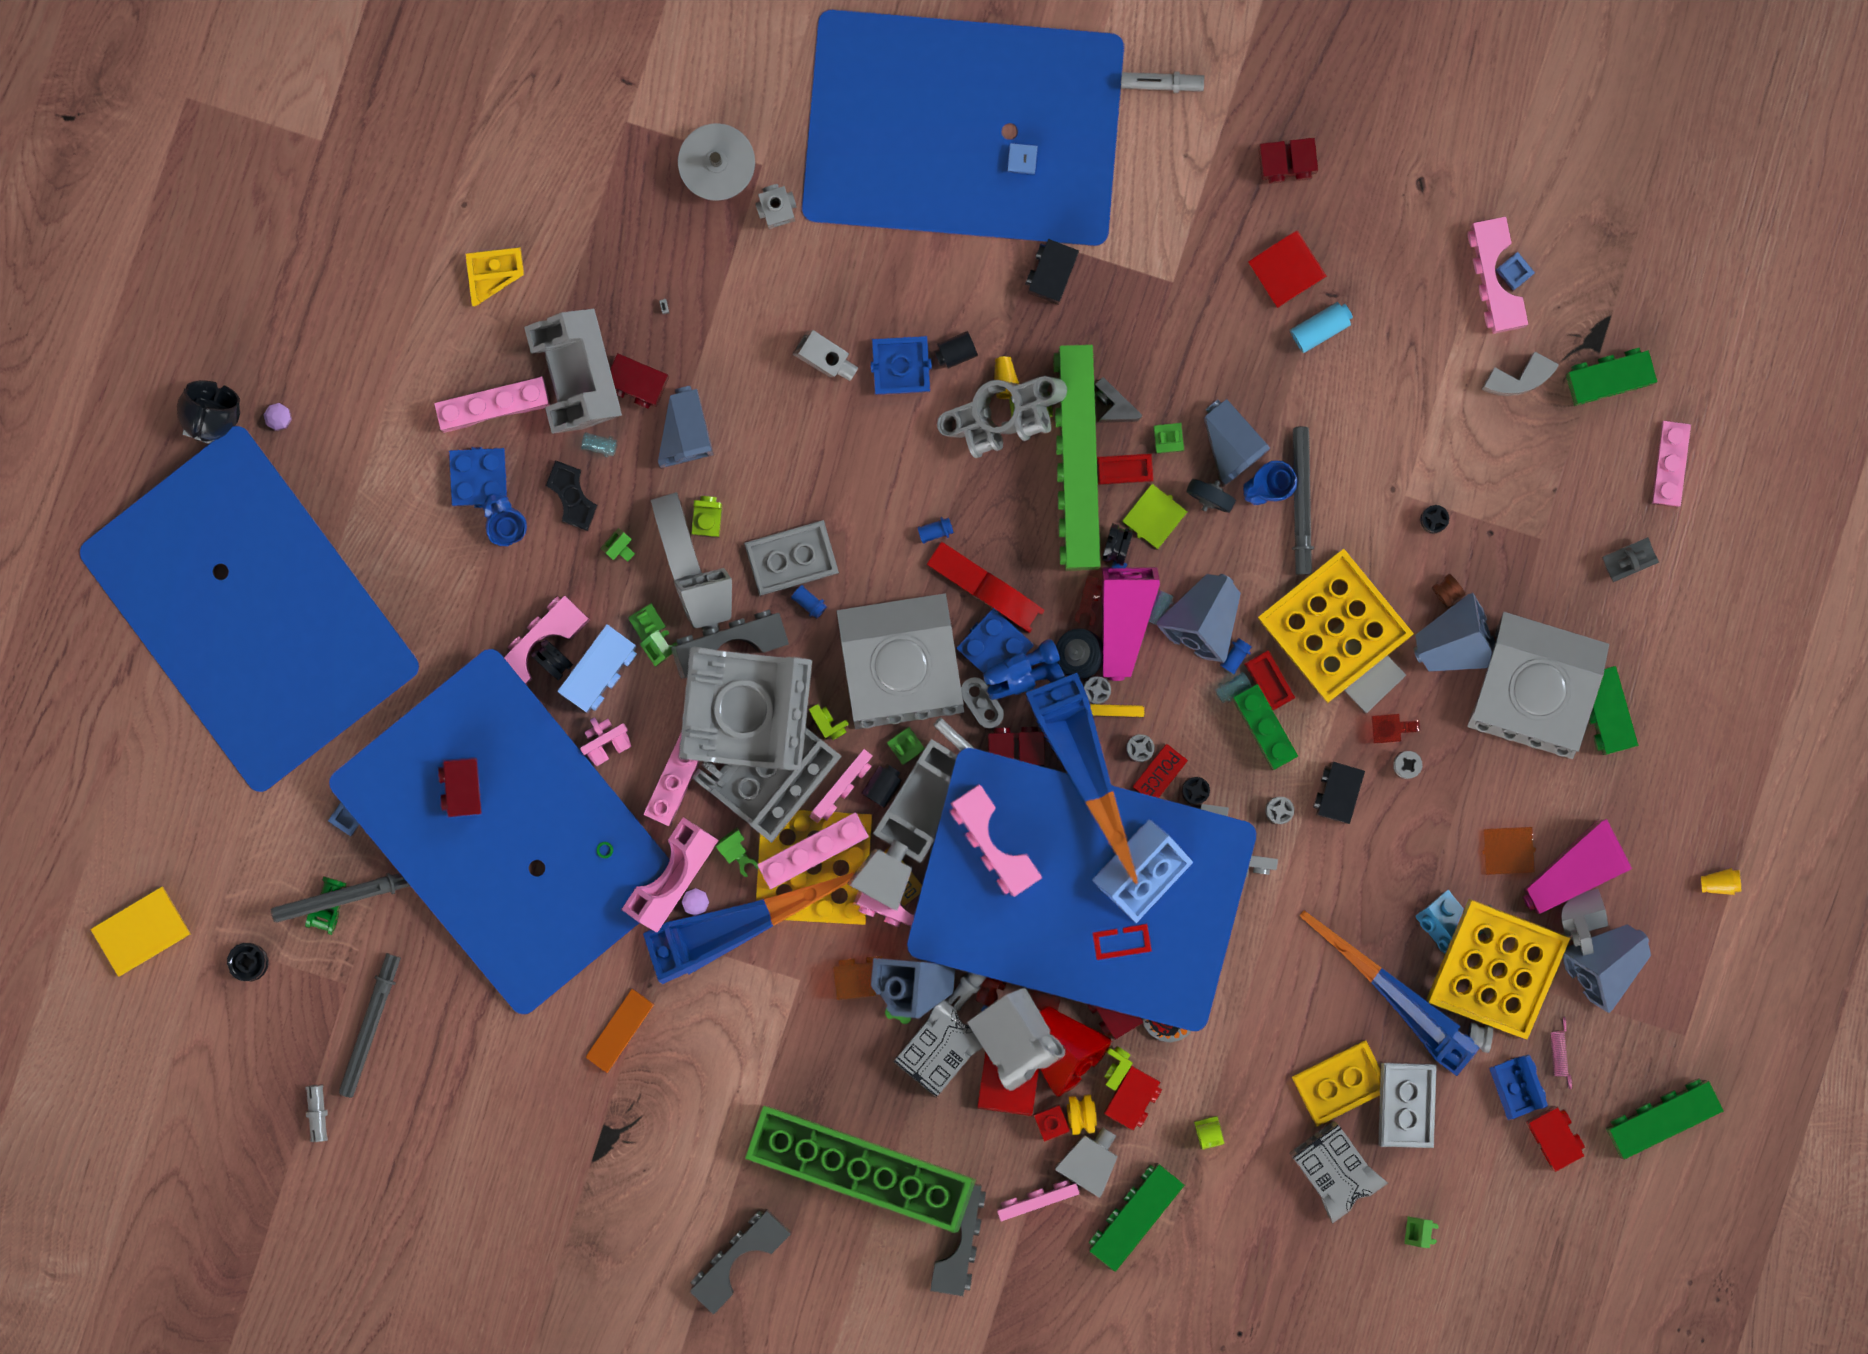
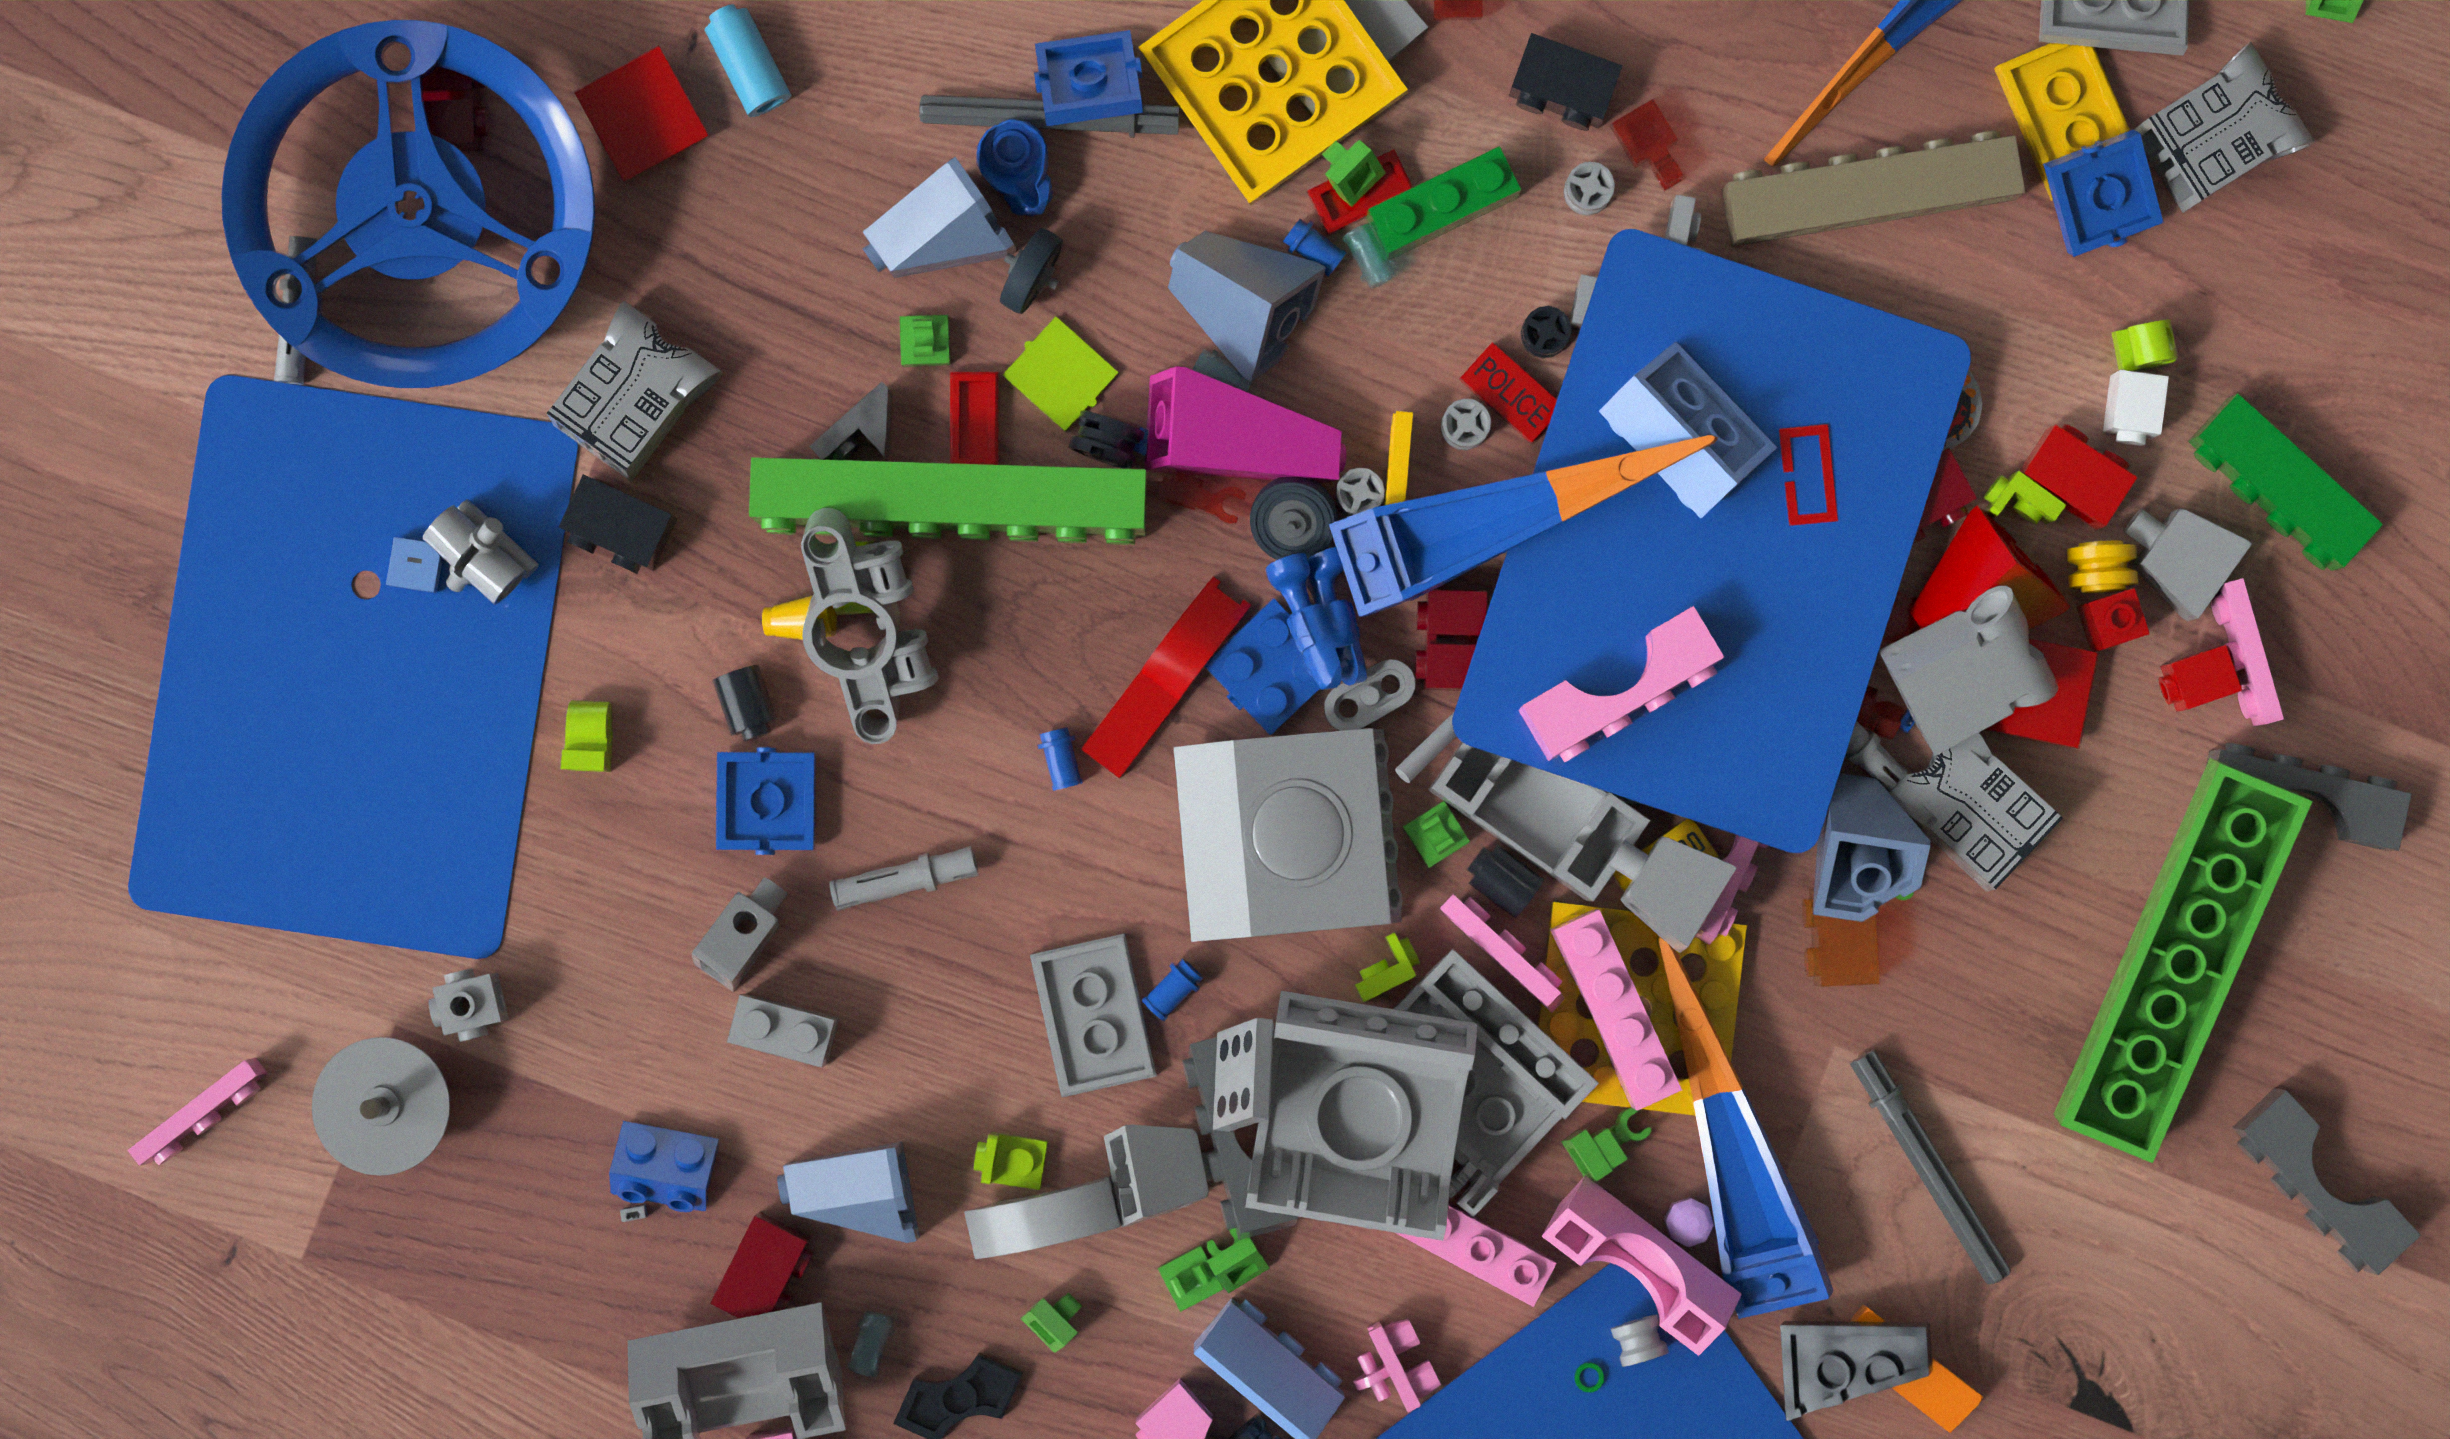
camera: 85 degrees left, 0 degrees up
(623, 993) = (1849, 1359): none -> wing
(627, 876) = (1639, 1340): none -> light grey wheel
(691, 321) = (663, 1167): none -> blue bracket
(705, 59) = (199, 1113): none -> bright pink plate
(735, 1037) = (1930, 1166): none -> dark grey axle
(764, 642) = (1243, 1074): none -> light grey tile
(772, 384) = (783, 1030): none -> light grey brick
(862, 446) = (908, 877): none -> light grey pin
(931, 263) = (588, 737): none -> lime leg
(1021, 1173) = (2199, 679): none -> red brick
(1031, 194) = (478, 552): none -> light grey pin
(1127, 274) = (631, 392): none -> light grey piece
(1174, 1129) = (2135, 406): none -> white brick
(1201, 139) = (381, 178): none -> blue wheel
(1279, 674) = (1352, 170): none -> bright green tile
(1289, 973) = (1874, 189): none -> dark tan brick
(1295, 1103) = (2103, 193): none -> blue plate
(1310, 841) = (1646, 138): none -> clear red plate
(1323, 521) = (1088, 78): none -> blue plate

